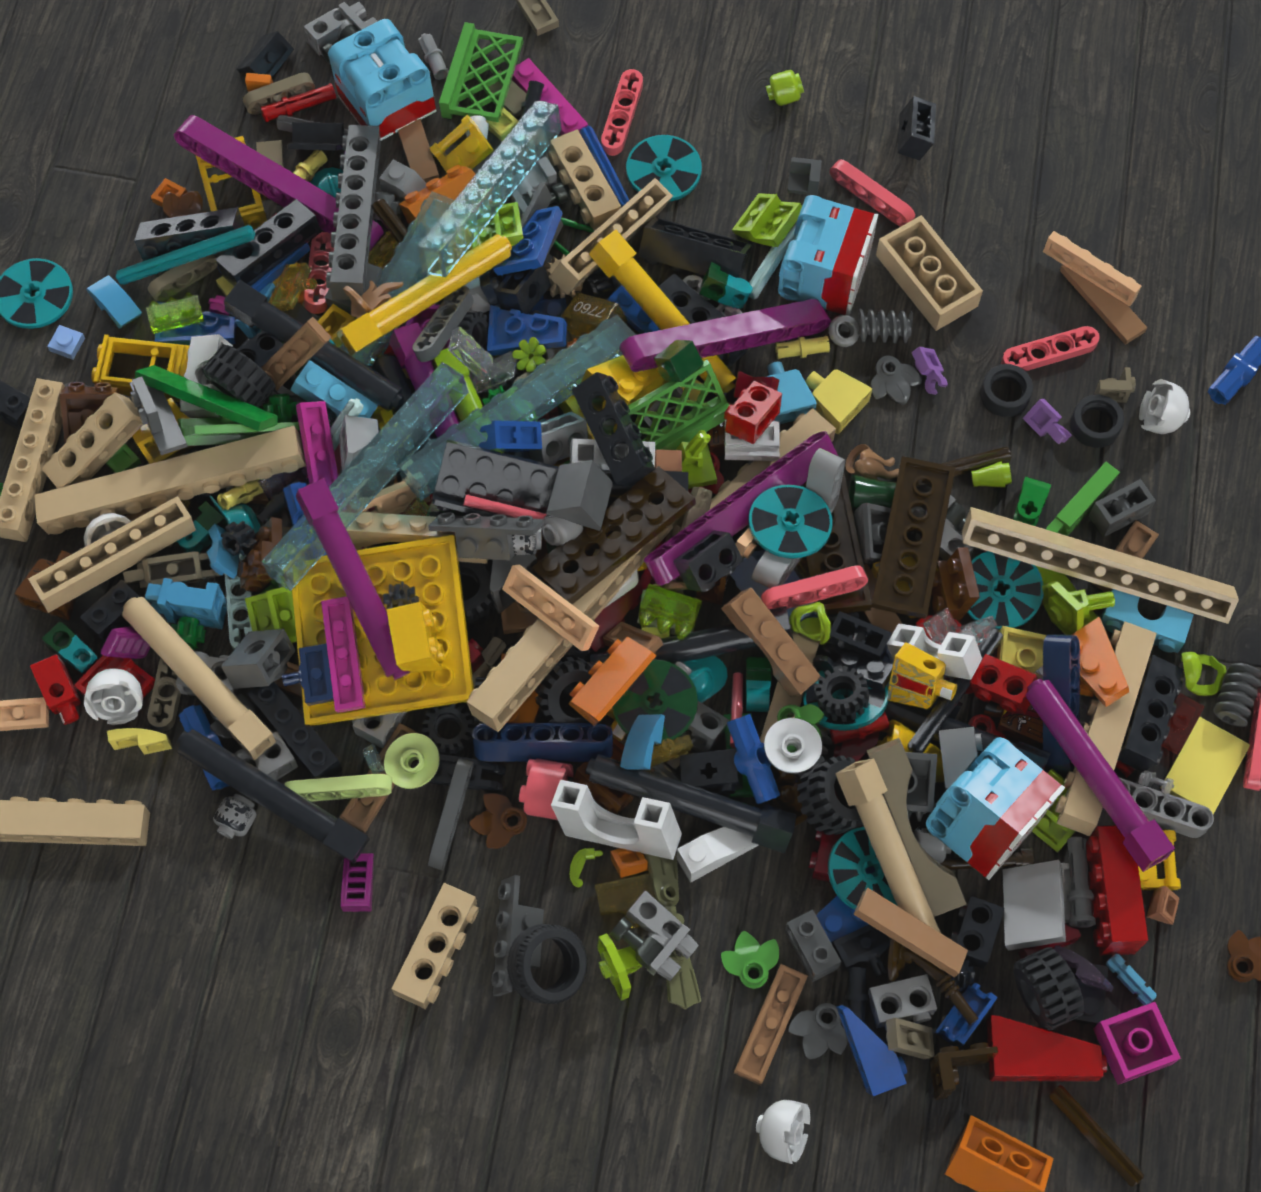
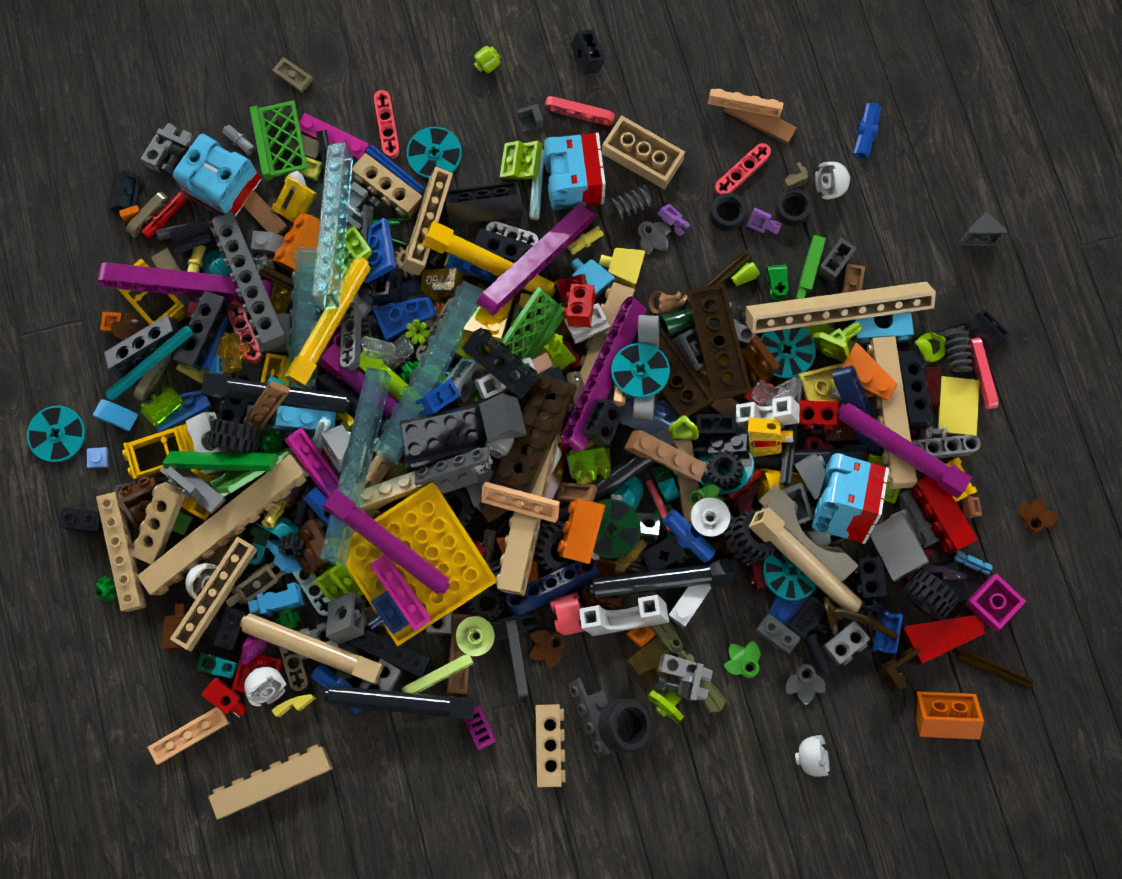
camera: 25 degrees left, 10 degrees up
(217, 305) = (189, 385): dark pink plate -> none
(234, 816) = (381, 724): light grey head -> none
(371, 298) = (294, 341): medium nougat piece -> none
(373, 759) = (451, 647): clear light blue tile -> none
(400, 595) = (421, 540): black gear -> none
(415, 638) = (445, 563): yellow slope -> none
(500, 508) = (456, 448): coral bar -> none
(578, 863) = (609, 649): lime piece -> none
(640, 741) = (616, 559): dark azure slope -> none
(678, 360) = (521, 297): dark green brick -> none
(725, 288) = (517, 223): leg -> none
(770, 1024) = (774, 694): medium nougat tile -> none
(815, 588) = (675, 407): coral beam -> none
(836, 337) = (599, 216): light grey piece -> none
(877, 1065) = (849, 689): blue slope -> none
(909, 1038) = (862, 664): dark tan plate -> none
(911, 932) = (835, 601): medium nougat tile -> none

